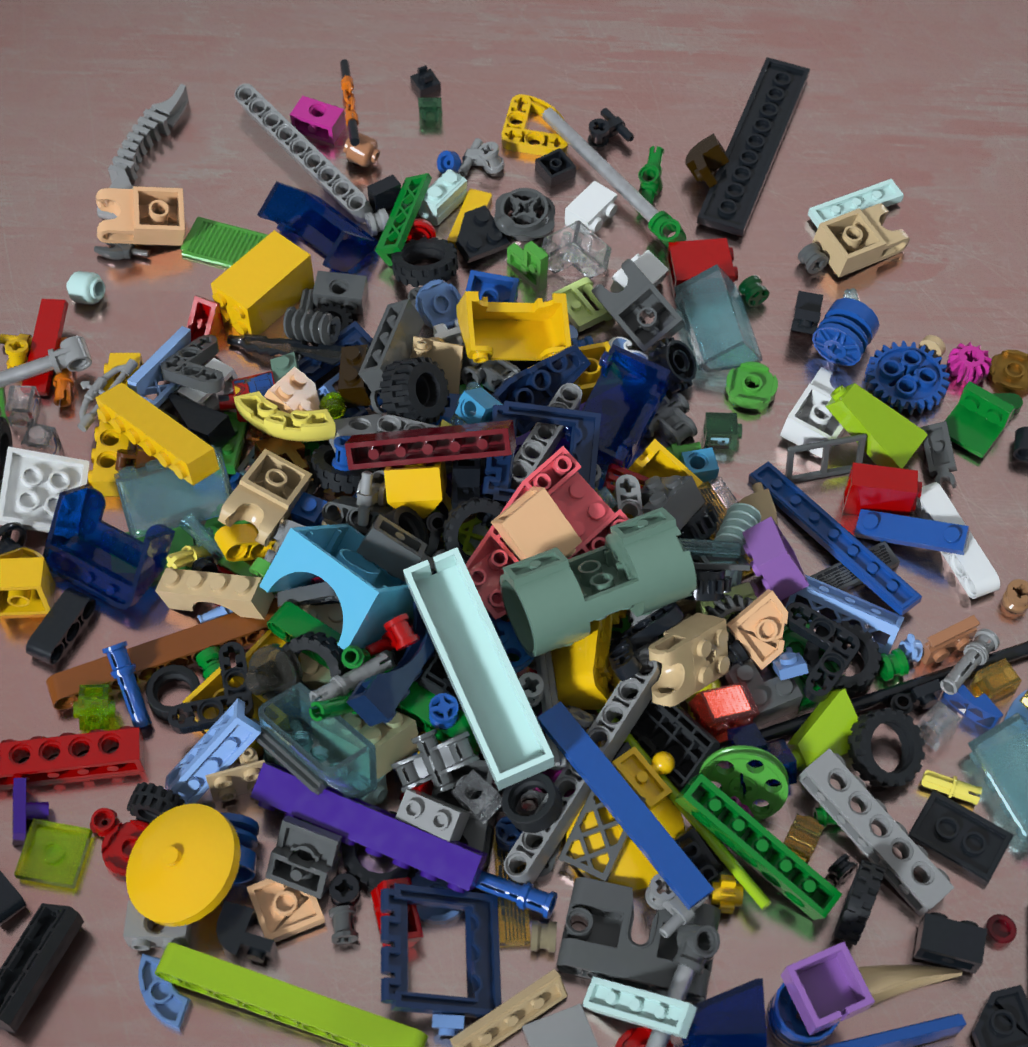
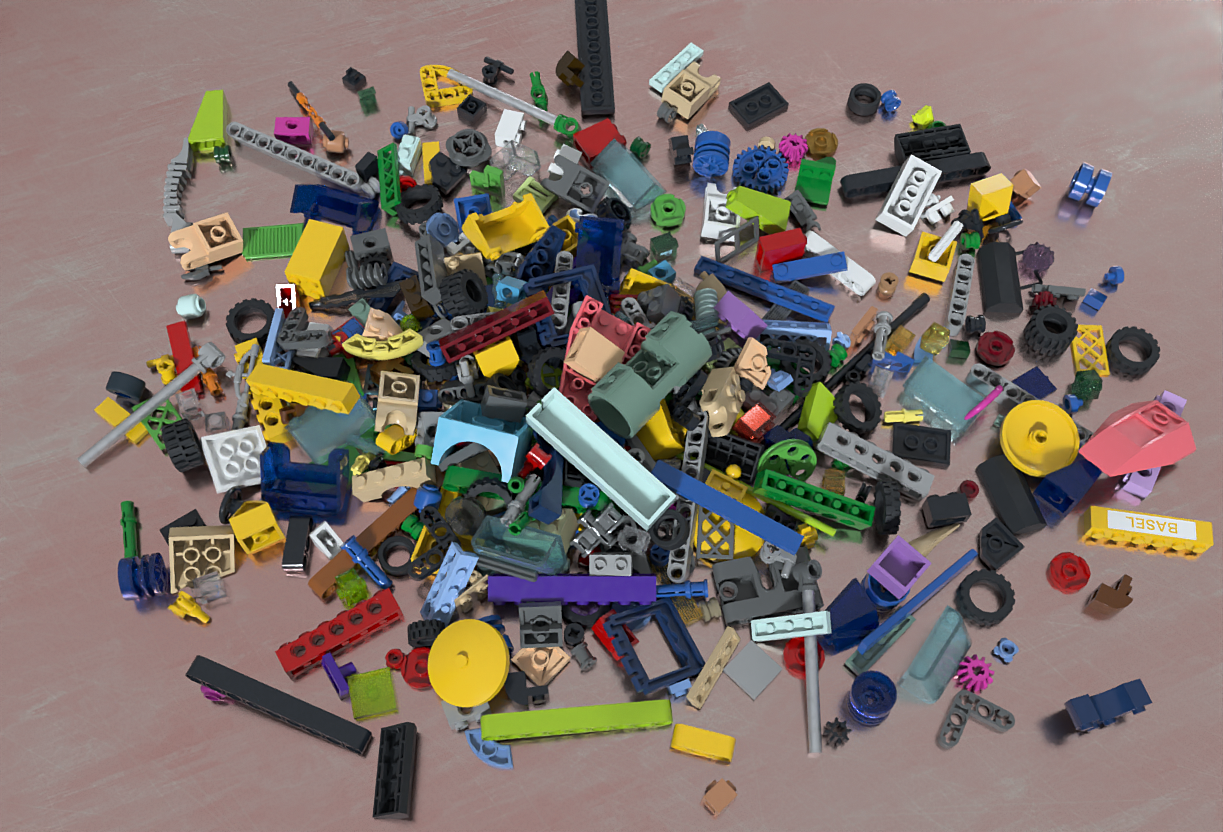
camera: 25 degrees left, 5 degrees up
(74, 444) = (240, 417): none -> light grey pin
(95, 634) = (326, 540): none -> white slope
(140, 315) = (244, 308): none -> black tyre
(216, 83) = (210, 123): none -> lime slope
(218, 119) = (223, 154): none -> dark green wheel
(245, 630) = (427, 496): none -> blue head
(948, 291) = (758, 105): none -> black tile

